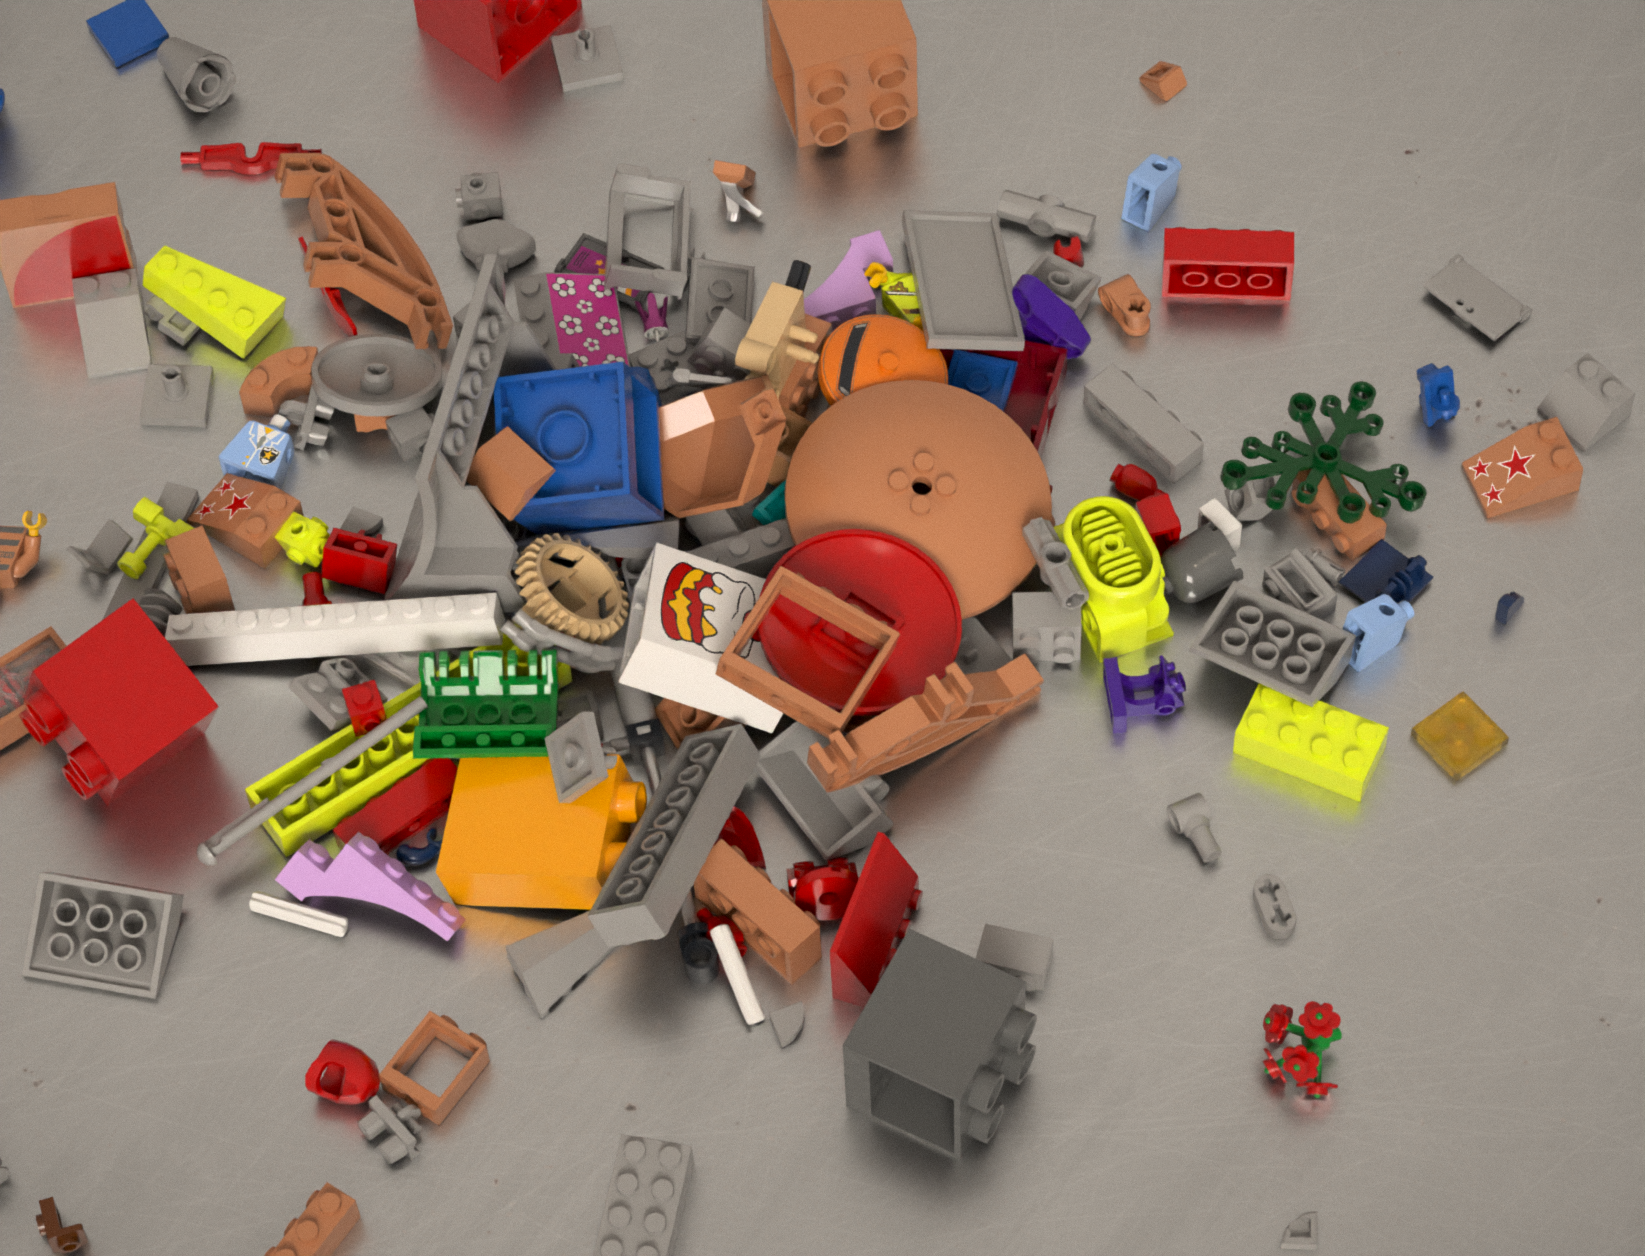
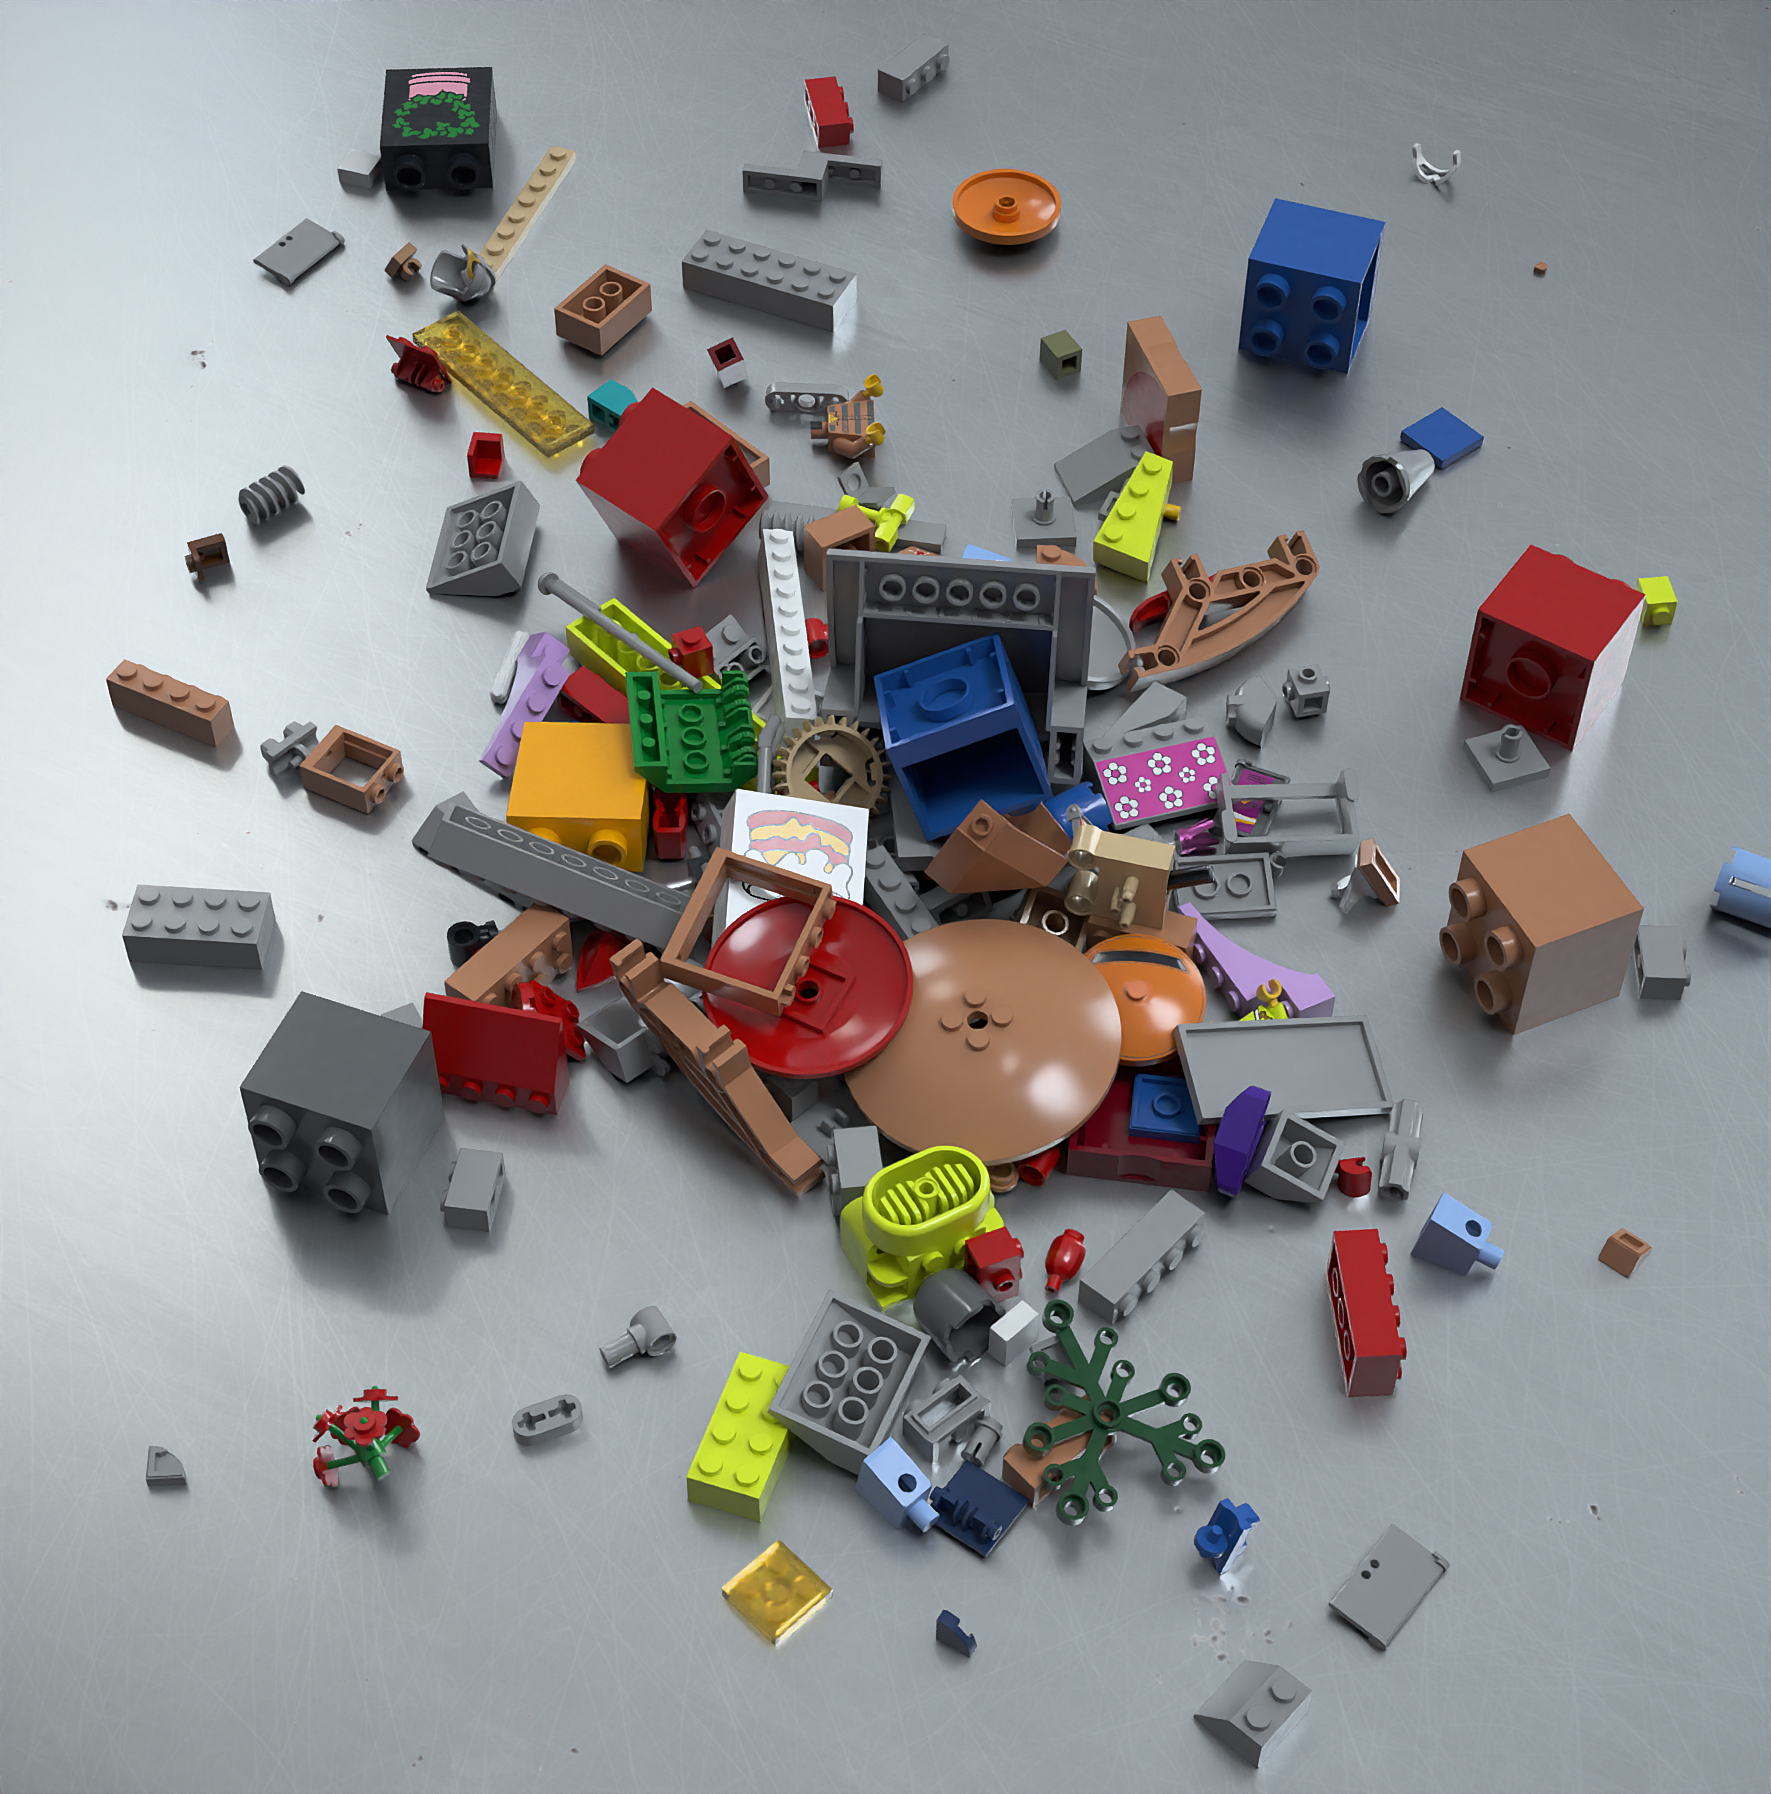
camera: 80 degrees right, 10 degrees down
(234, 157) = (1315, 526): red piece -> none
(349, 1074) = (343, 707): red piece -> none
(508, 472) = (906, 666): nougat slope -> none
(578, 757) = (618, 776): light grey tile -> none
(737, 974) = (443, 968): white axle -> none
(1055, 564) = (904, 1145): light grey piece -> none
(1120, 692) = (798, 1279): dark purple tile -> none
(1126, 305) = (1298, 1232): nougat piece -> none
(1524, 469) = (1148, 1645): nougat slope -> none

